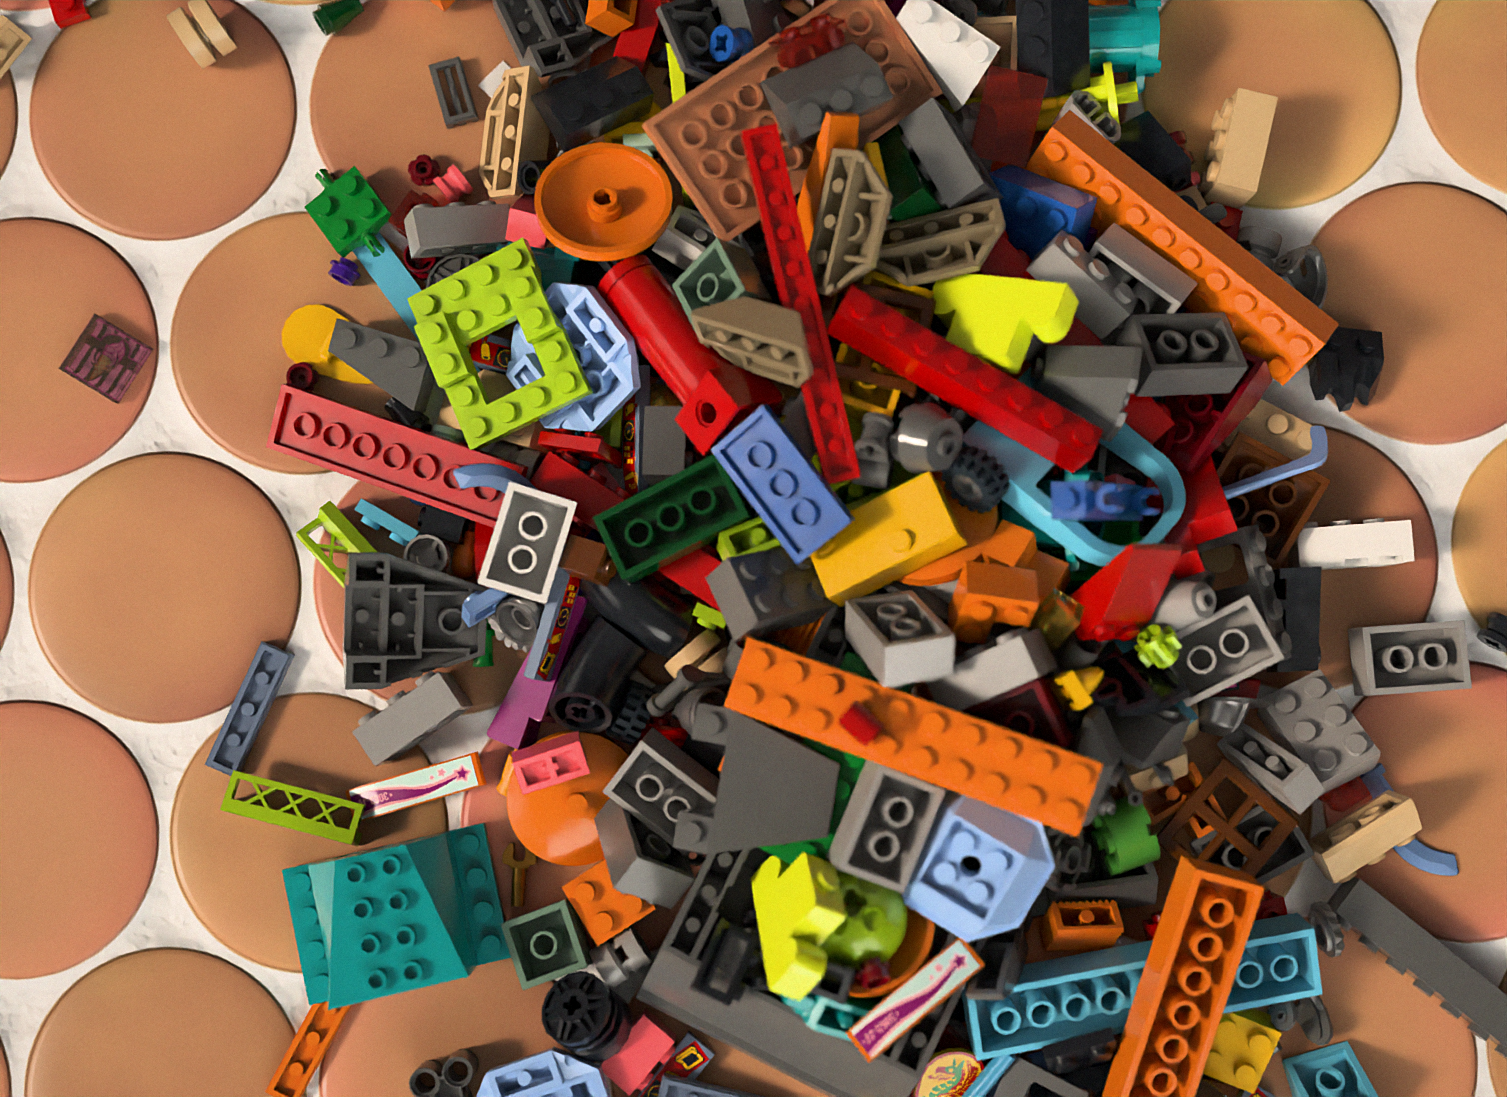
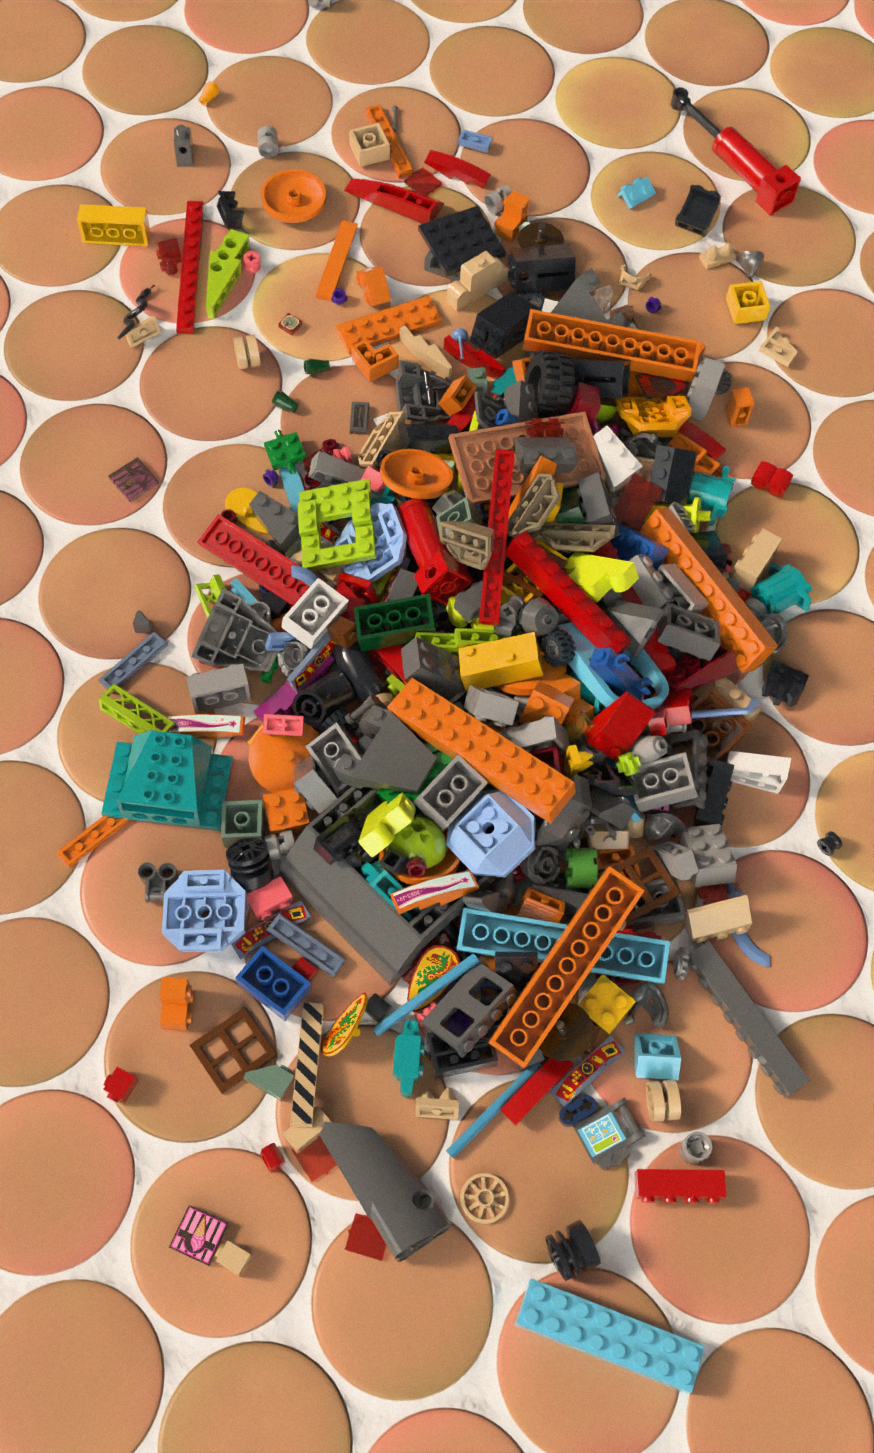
camera: 15 degrees right, 20 degrees down
(233, 635) = (141, 623): none -> dark grey slope
(309, 109) = (284, 402): none -> dark green cone
(518, 872) = (242, 786): pearl gold bar -> none
(782, 484) = (457, 614): plate -> none
(860, 723) = (454, 726): red brick -> none
(1299, 189) = (783, 589): none -> teal container
(1409, 658) = (773, 837): light grey brick -> none

